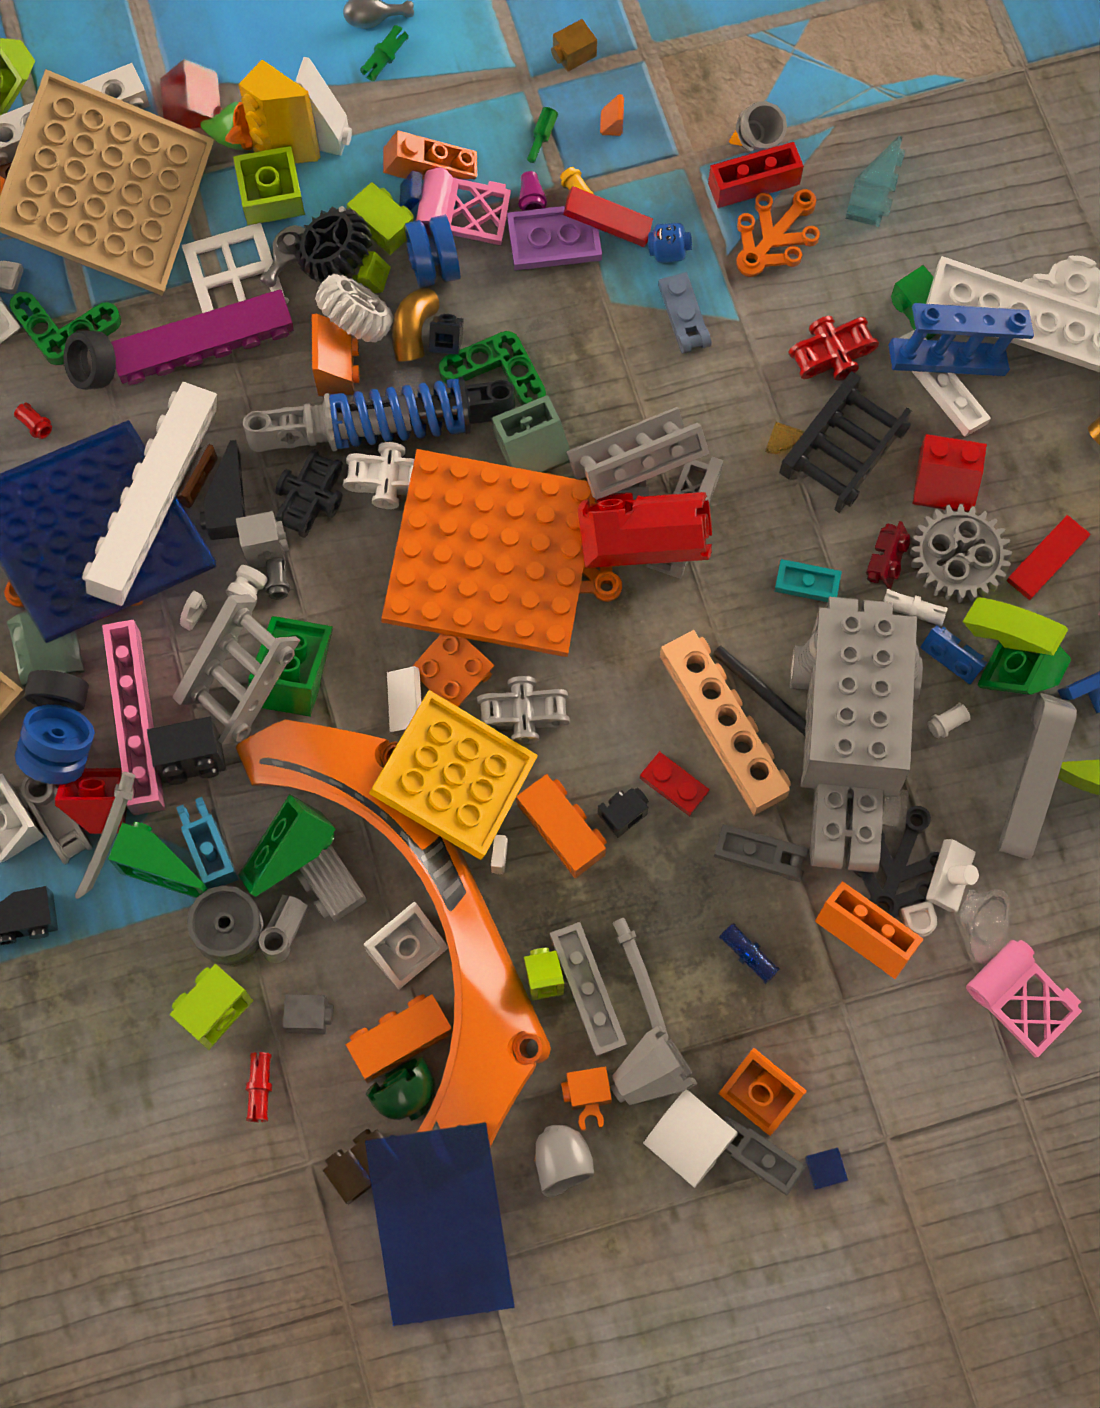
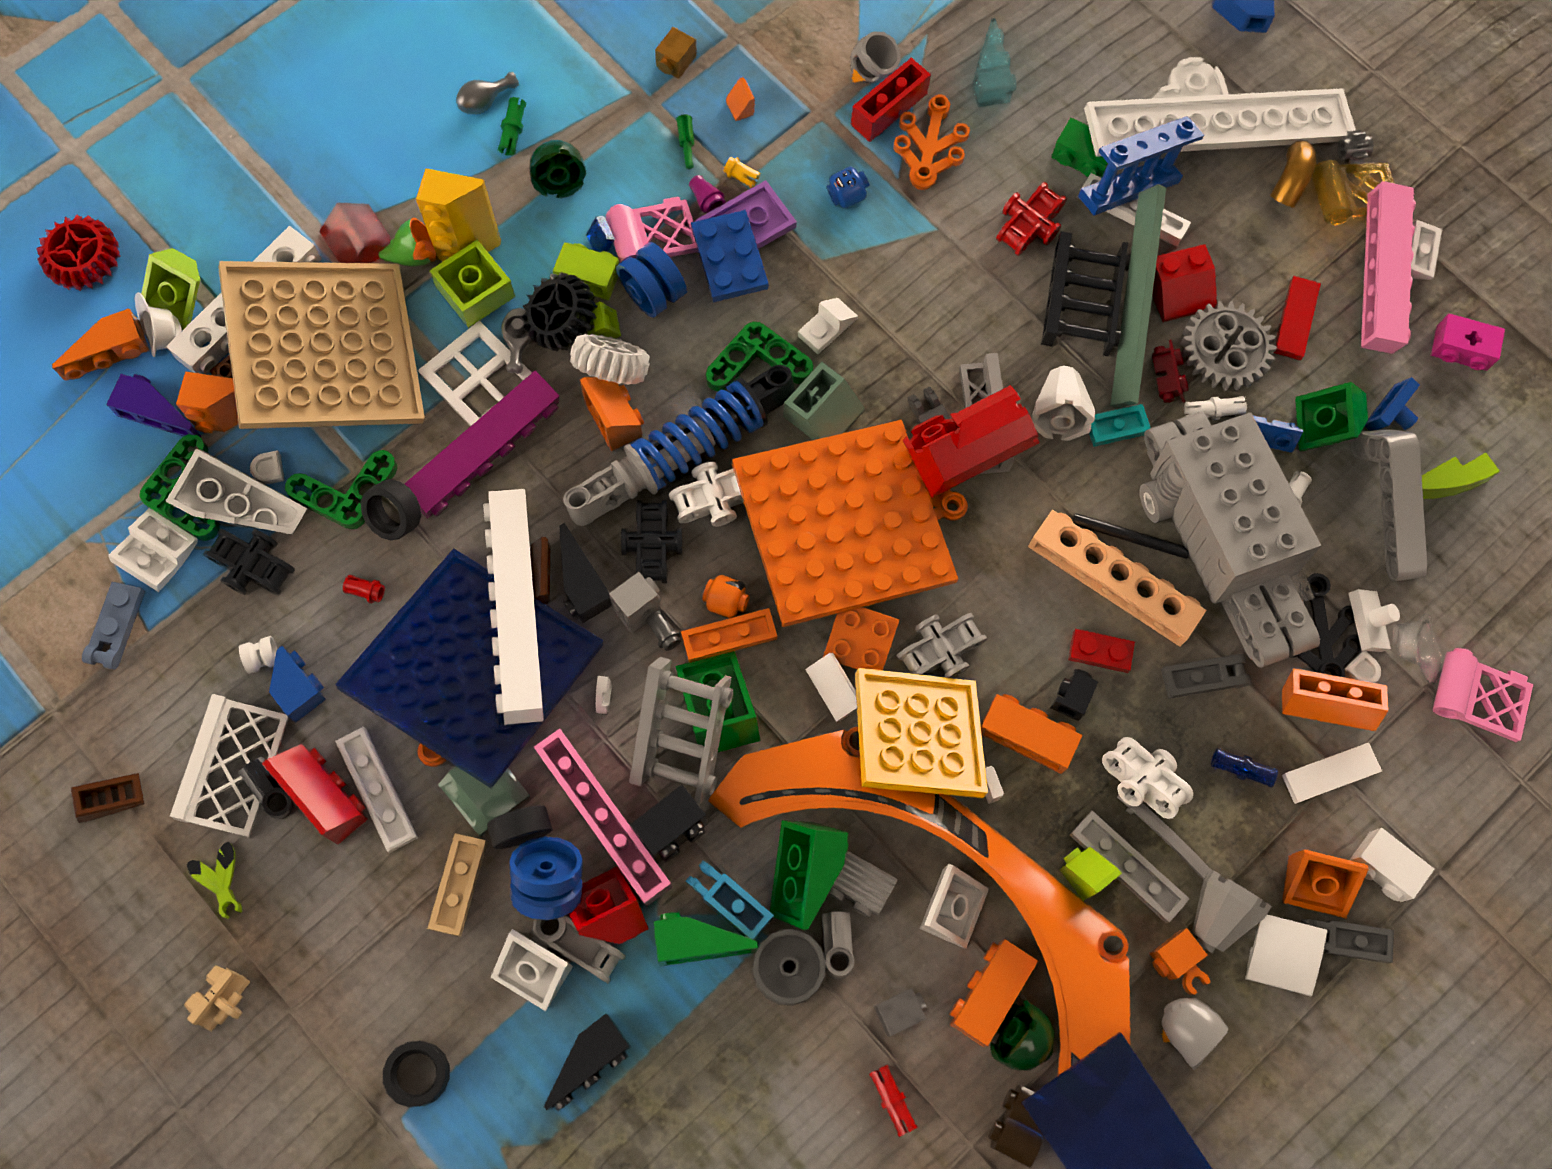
camera: 30 degrees left, 0 degrees up
(122, 793) = (637, 894): light grey sword -> none
(210, 1006) = (816, 1049): lime brick -> none
(248, 582) = (640, 649): white wheel -> none
(328, 115) = (504, 210): white wedge -> none
(333, 609) = (729, 635): none -> orange plate
(348, 573) = (725, 596): none -> orange head
(402, 108) = (557, 169): none -> dark green cylinder
(409, 323) = (664, 353): pearl gold cylinder -> none
(416, 153) = (584, 202): orange slope -> none
(446, 329) = (699, 342): black brick -> none
(519, 260) = (729, 255): none -> blue plate
(584, 364) = (827, 325): none -> white slope
(608, 216) = (784, 186): tile -> none
(637, 453) = (934, 388): light grey fence -> none
(647, 916) = (1151, 781): none -> white axle
(684, 312) = (890, 242): sand blue plate -> none
(760, 537) = (1063, 406): none -> white cone
(783, 438) = (1030, 313): clear yellow tile -> none
(826, 1168) = (1407, 923): clear blue tile -> none
(832, 998) = (1331, 773): none -> white tile
(837, 1107) = (1392, 865): none -> white brick
(892, 466) = (1138, 297): none -> sand green tile
(1014, 626) = (1311, 386): lime slope -> none

